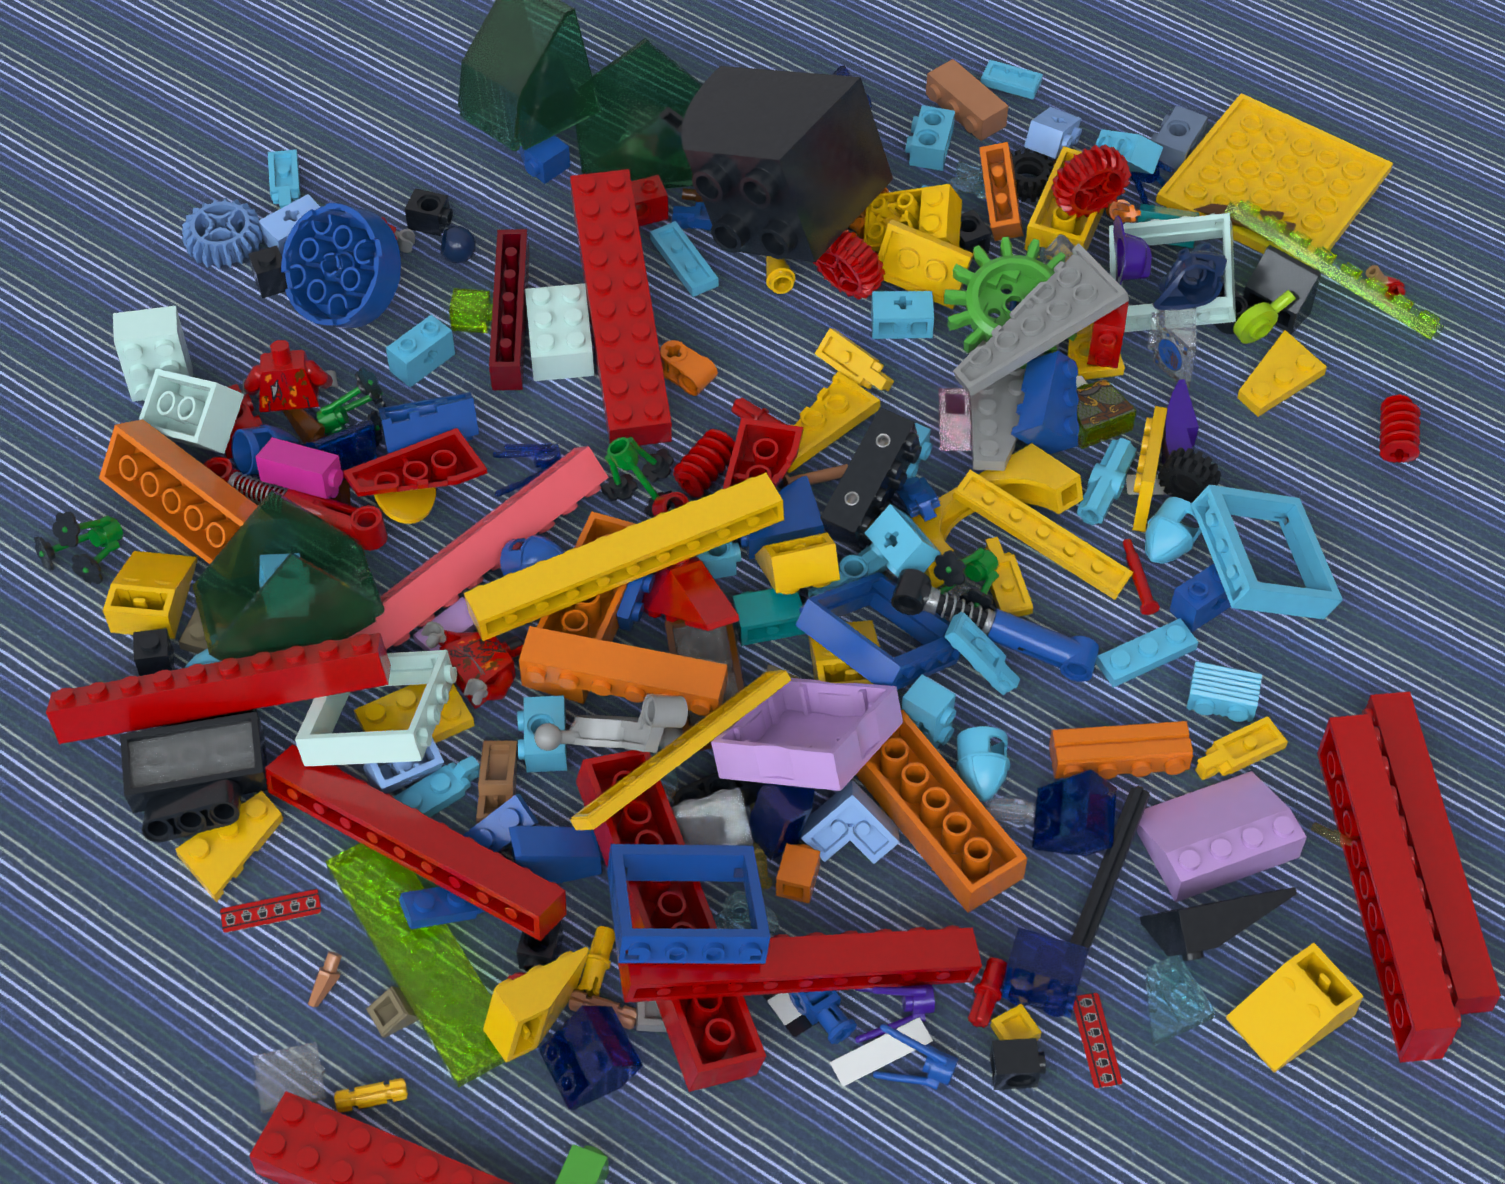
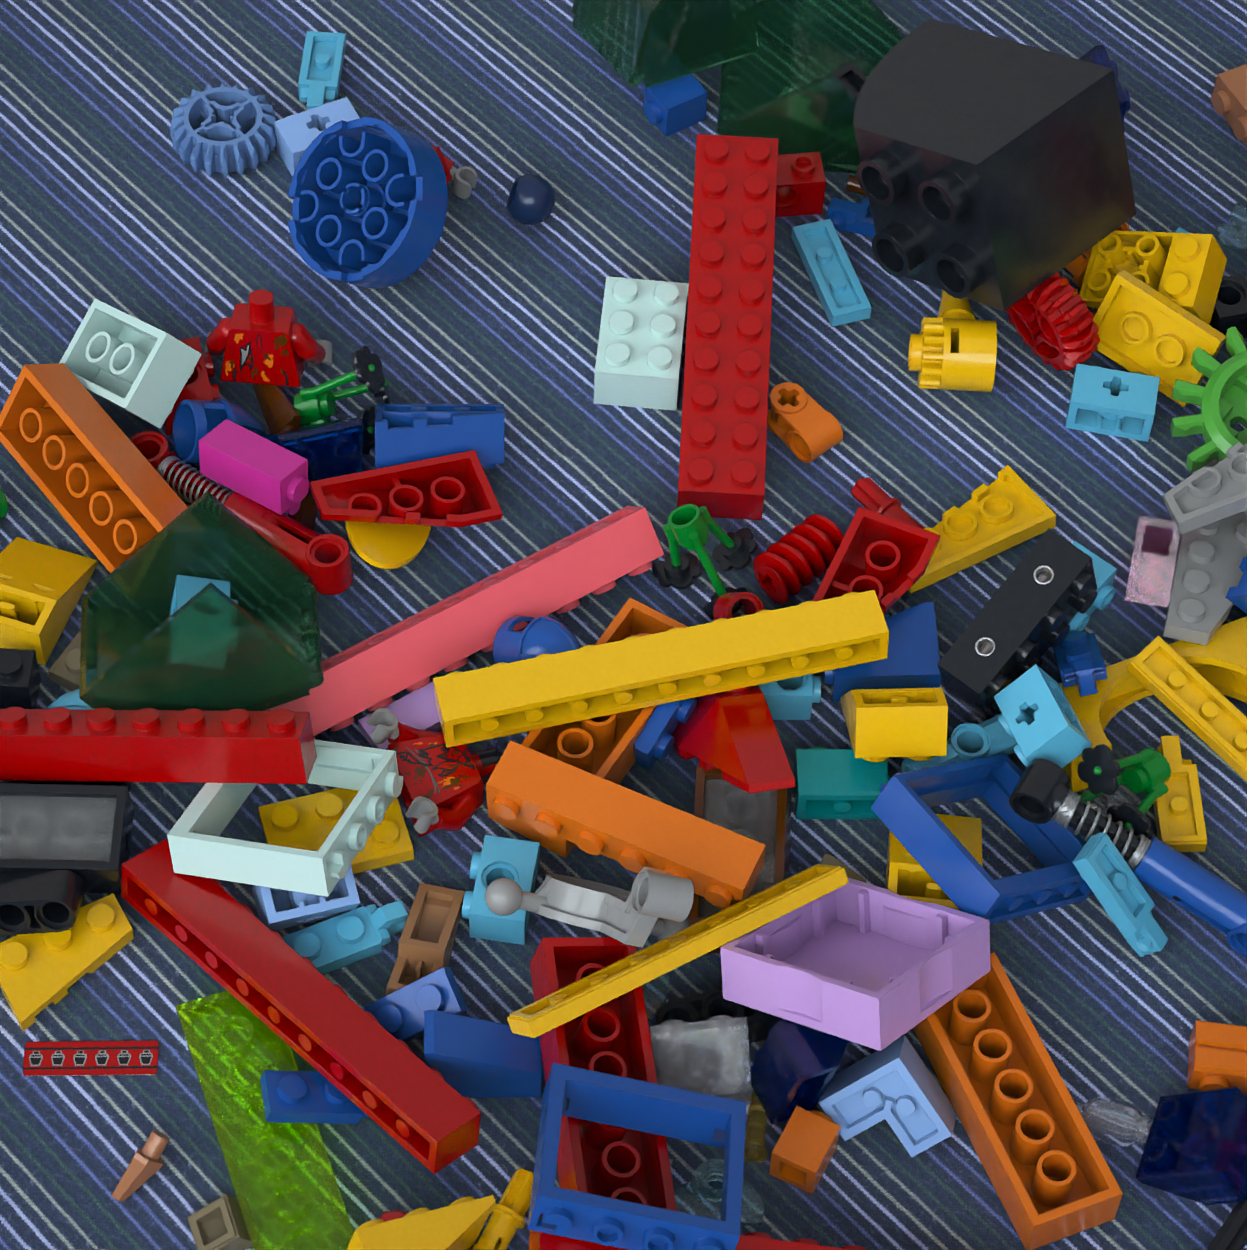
camera: 10 degrees right, 0 degrees up
(150, 342) = (94, 261): light aqua brick -> none
(267, 271) = (271, 191): black brick -> none
(420, 350) = (450, 335): medium azure brick -> none
(428, 212) = (501, 149): black brick -> none
(470, 310) = (530, 293): clear neon green brick -> none
(509, 310) = (580, 301): dark red brick -> none
(529, 958) = (419, 1195): black brick -> none
(543, 456) = (584, 510): clear blue plant -> none
(784, 300) = (954, 354): none -> yellow gear
(819, 476) = (949, 605): nougat piece -> none
(852, 361) = (1031, 455): yellow hinge -> none
(931, 137) = (1204, 164): medium azure brick -> none
(931, 709) = (1033, 960): medium azure brick -> none
(979, 763) = (1088, 1050): medium azure helmet -> none

